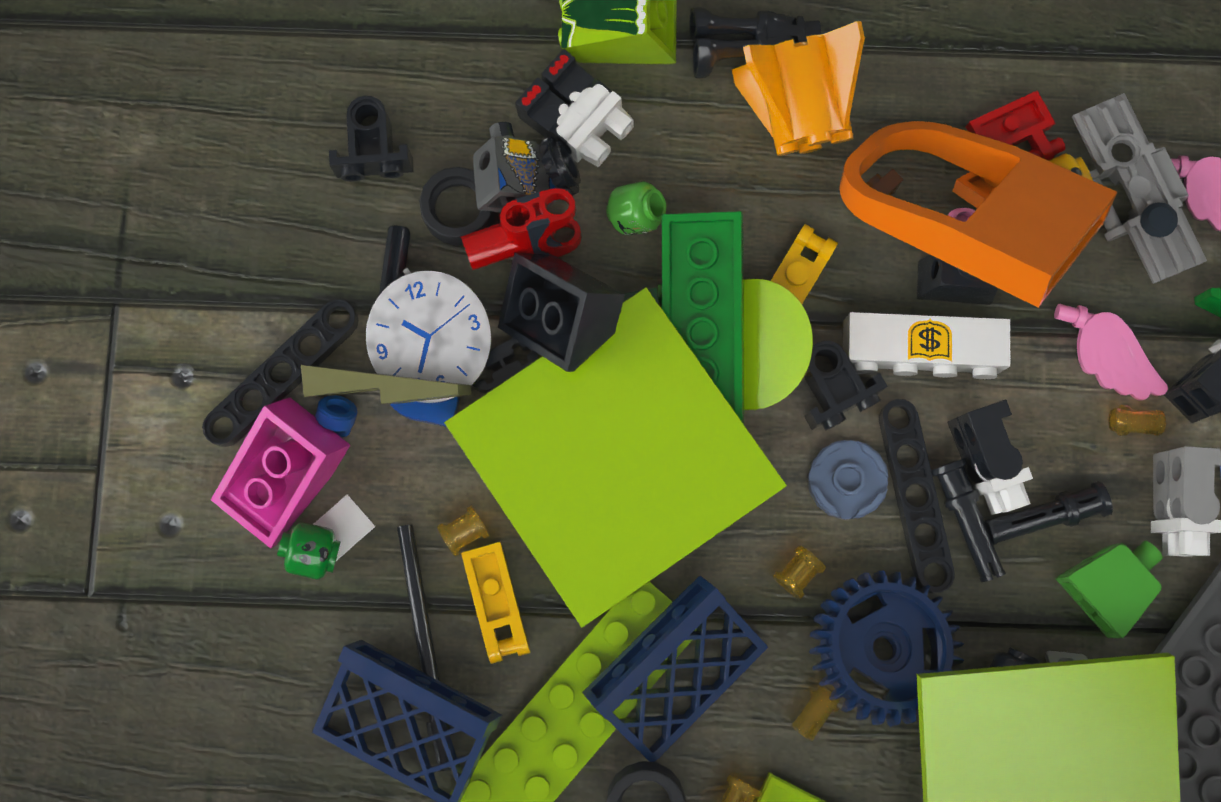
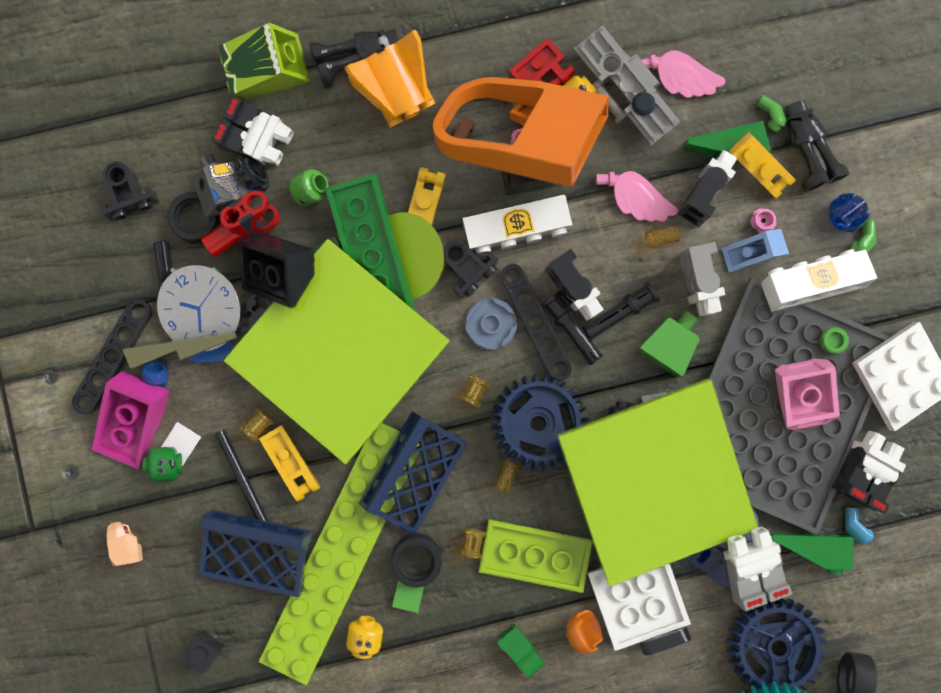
camera: 15 degrees left, 5 degrees up
(214, 654) = (122, 545): none -> light nougat rock

